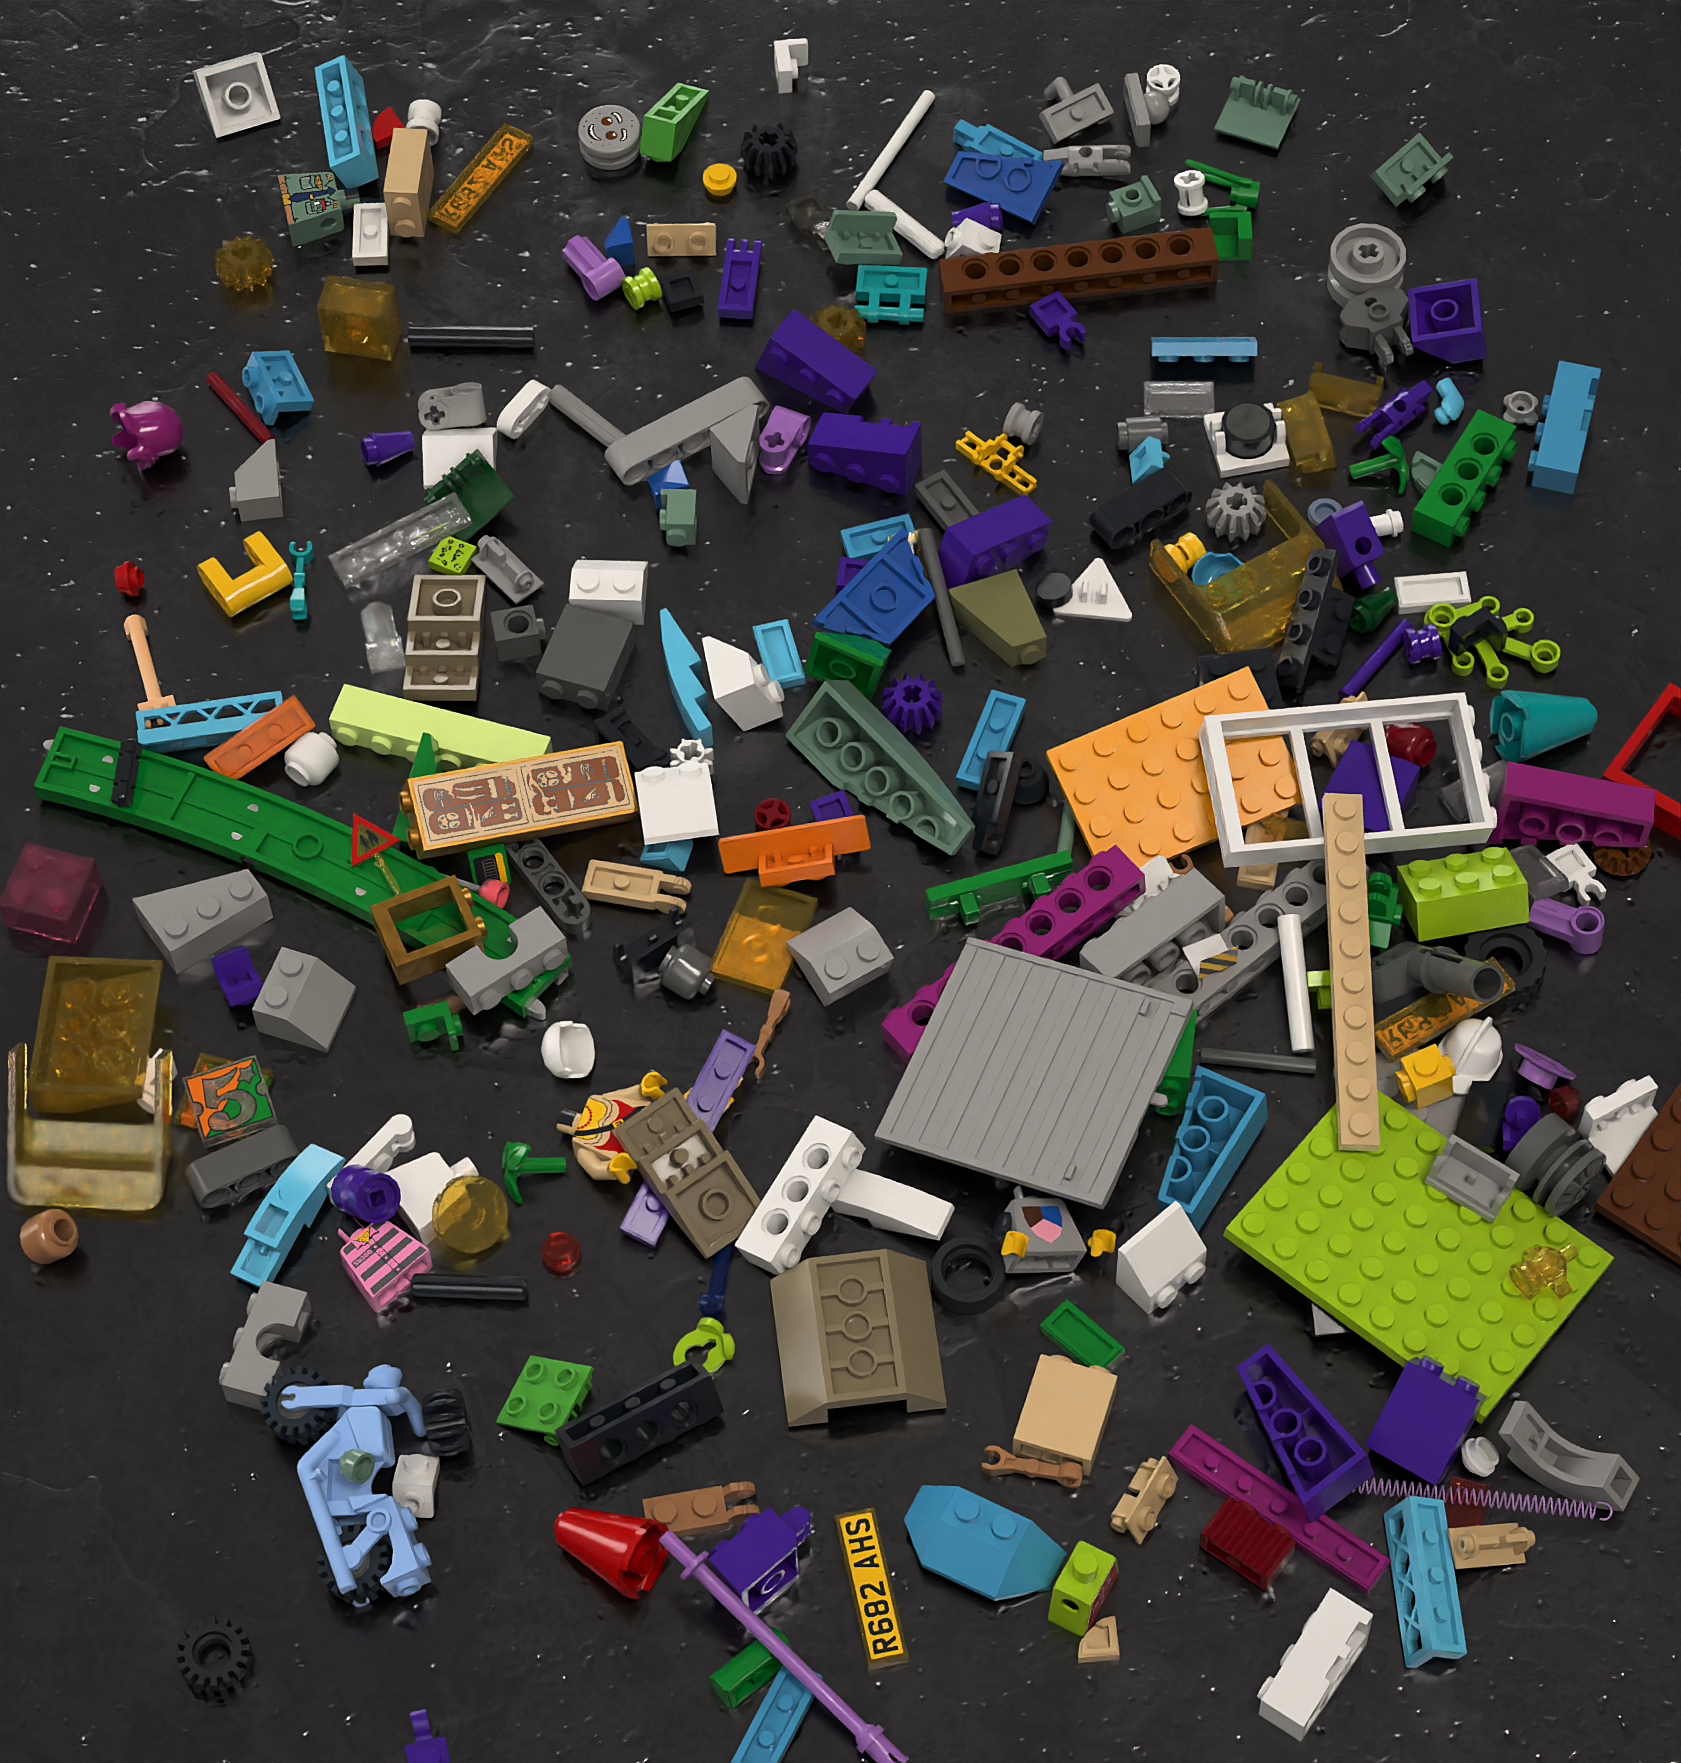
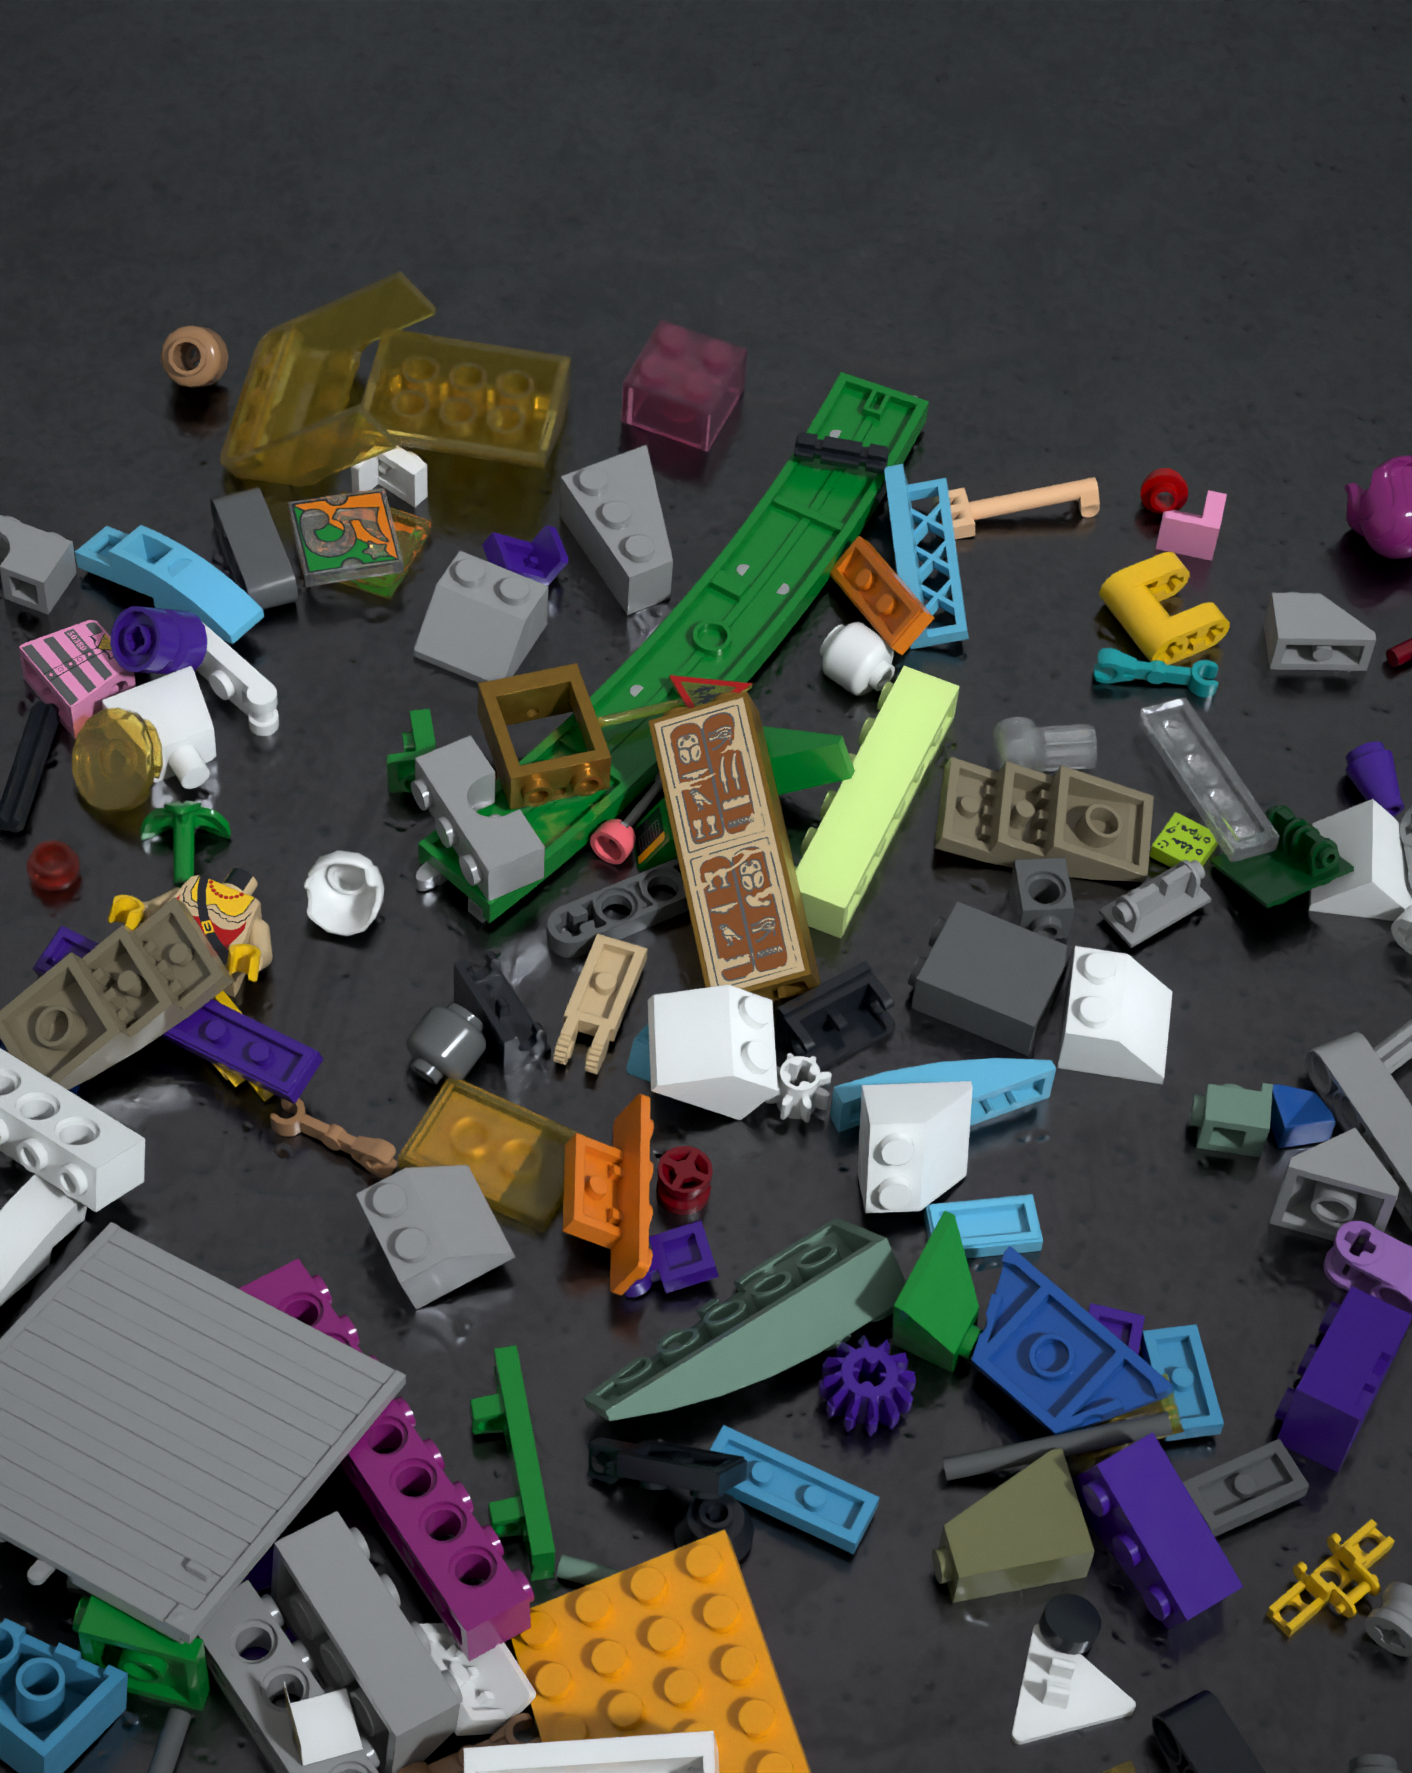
camera: 90 degrees right, 5 degrees down
(162, 559) = (1193, 533): none -> bright pink panel

